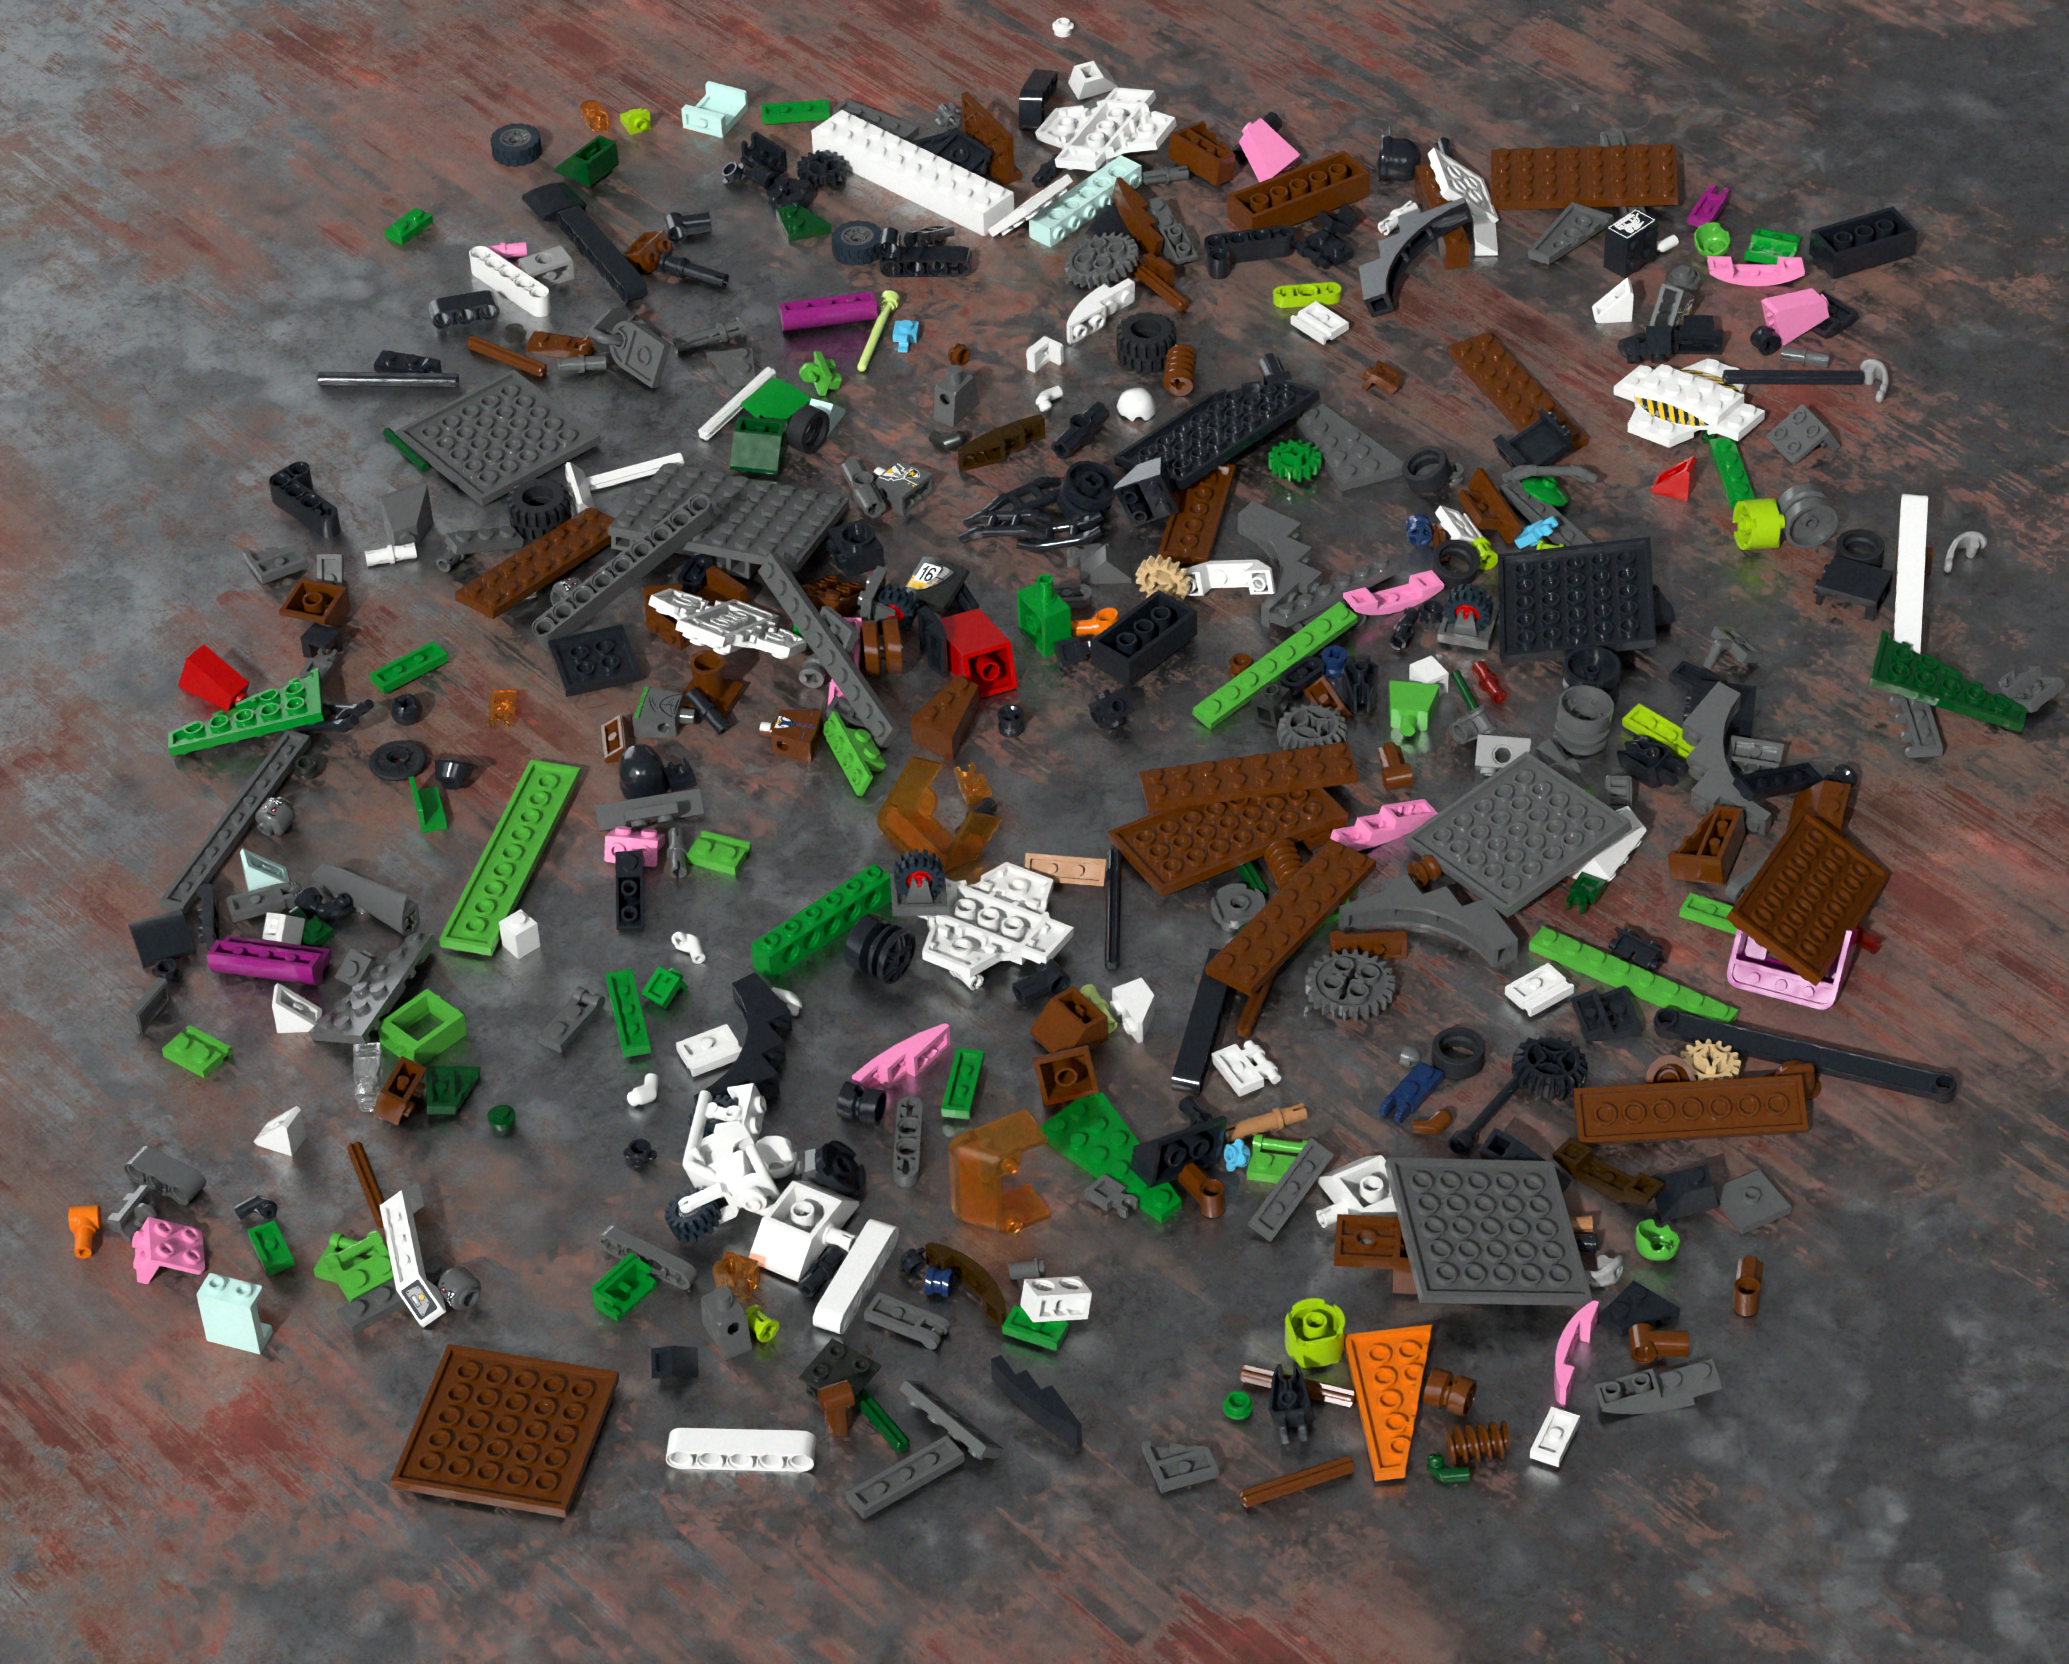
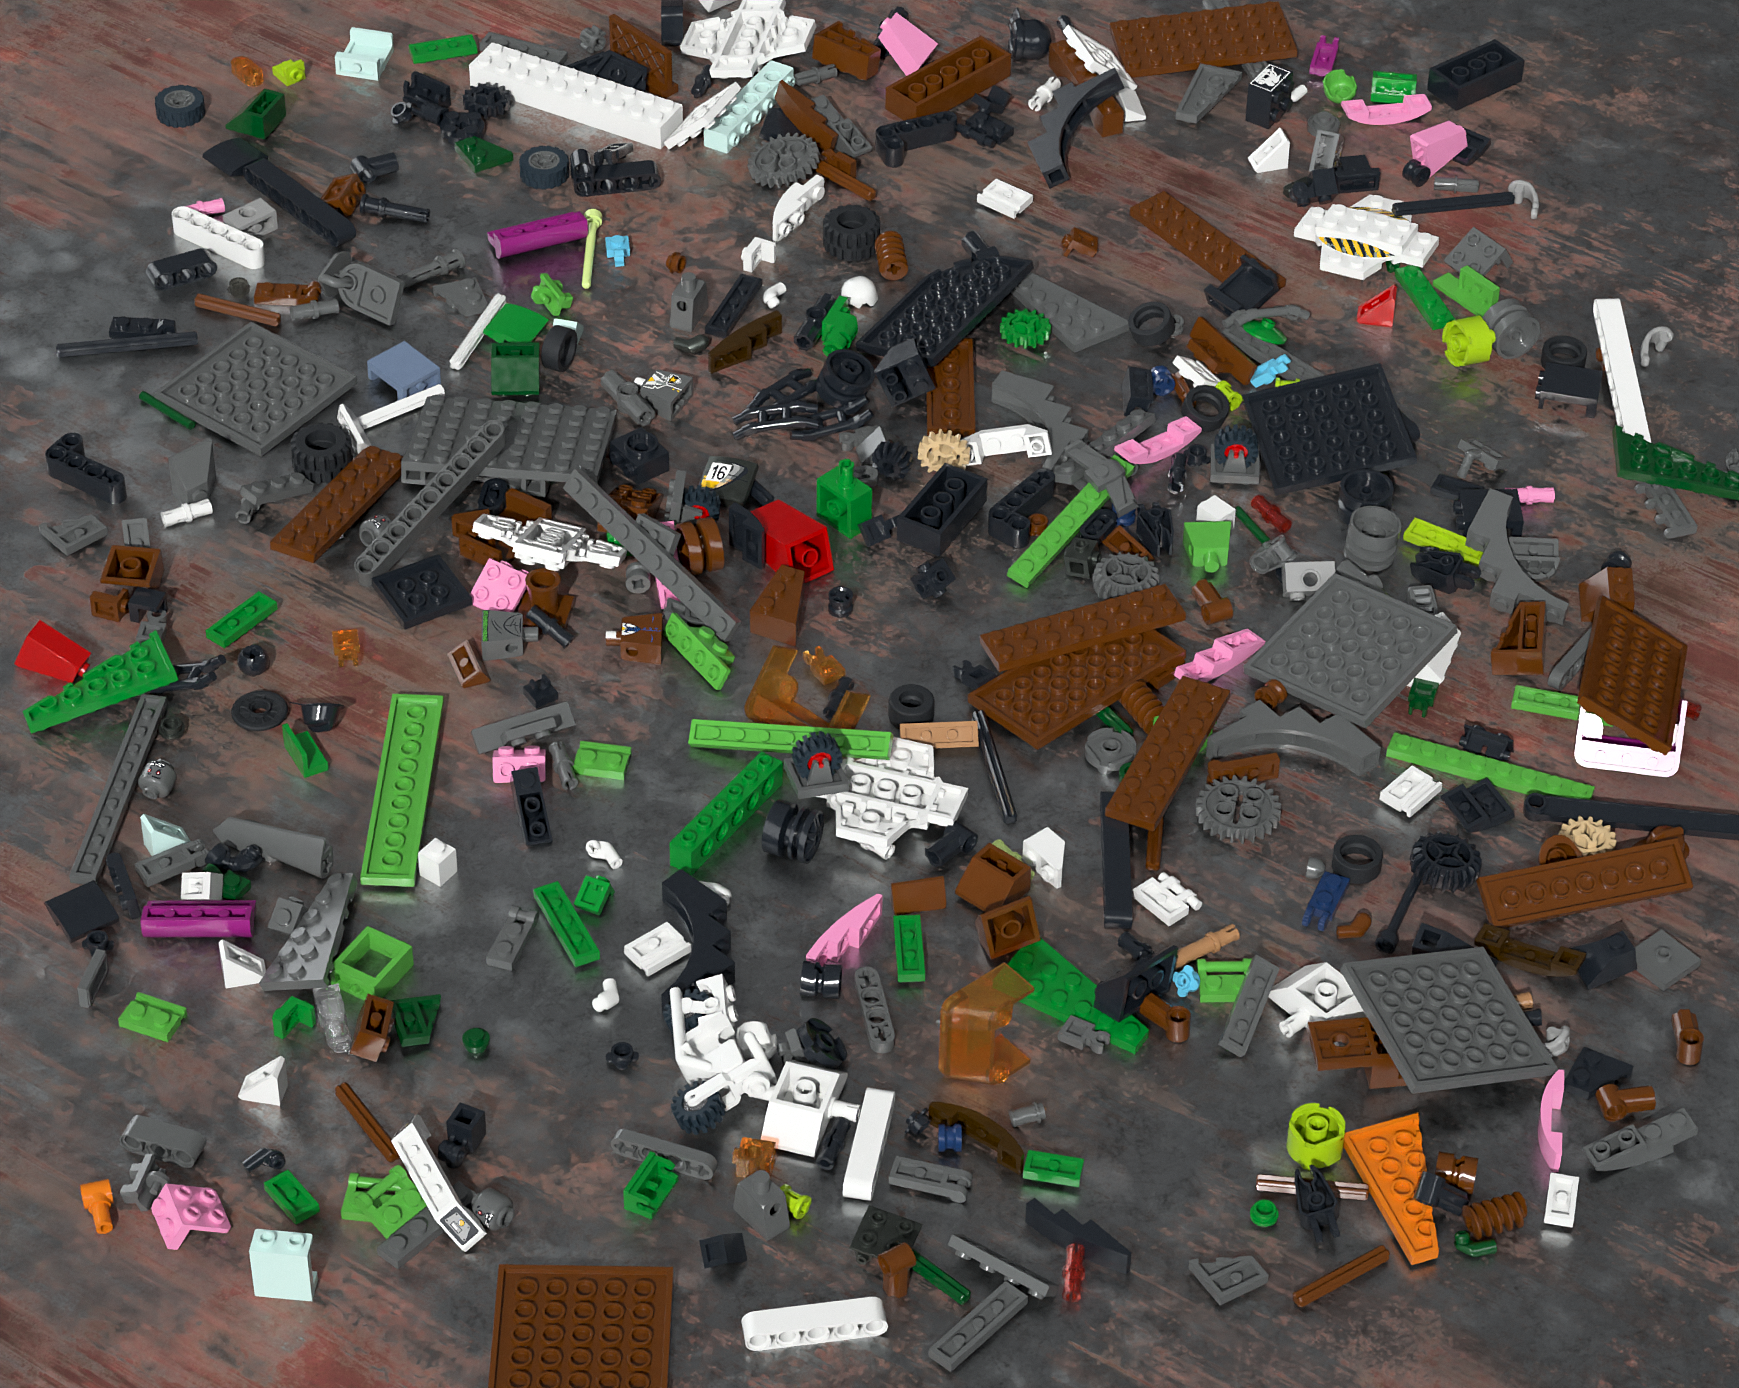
camera: 15 degrees left, 0 degrees up
(285, 639) = (110, 606): none -> reddish brown bracket
(327, 1068) = (291, 1014): none -> green bracket
(408, 226) = (98, 194): green plate -> none
(458, 1207) = (464, 1133): none -> black brick
(641, 772) = (504, 693): black piece -> none
(648, 434) = (404, 370): none -> sand blue panel
(668, 665) = (499, 587): none -> bright pink bracket
(887, 849) = (783, 738): none -> bright green plate
(990, 1031) = (918, 895): none -> reddish brown slope
(1004, 404) = (733, 306): none -> black tile
(1020, 1437) = (1073, 1273): none -> clear red pin
(1046, 835) = (911, 705): none -> black tyre
(1056, 1299) = (1067, 1138): white brick -> none
(1097, 624) = (895, 502): orange pin -> none
(1102, 437) = (838, 327): none -> green plate
(1109, 581) = (892, 460): none -> black gear
(1122, 813) = (973, 676): none -> black plate
(1211, 653) = (1010, 515): none -> black beam
(1292, 295) = (969, 175): lime beam -> none
(1320, 621) = (1103, 475): none -> dark grey plate
(1390, 536) = (1137, 389): none -> black hinge
(1420, 1410) = (1435, 1192): none -> black piece
(1656, 1242) = (1594, 1008): bright green hair -> none
(1776, 694) = (1534, 495): none -> bright pink pin
(1777, 470) = (1470, 290): none -> bright green bracket
(1777, 781) = (1565, 574): black plate -> none

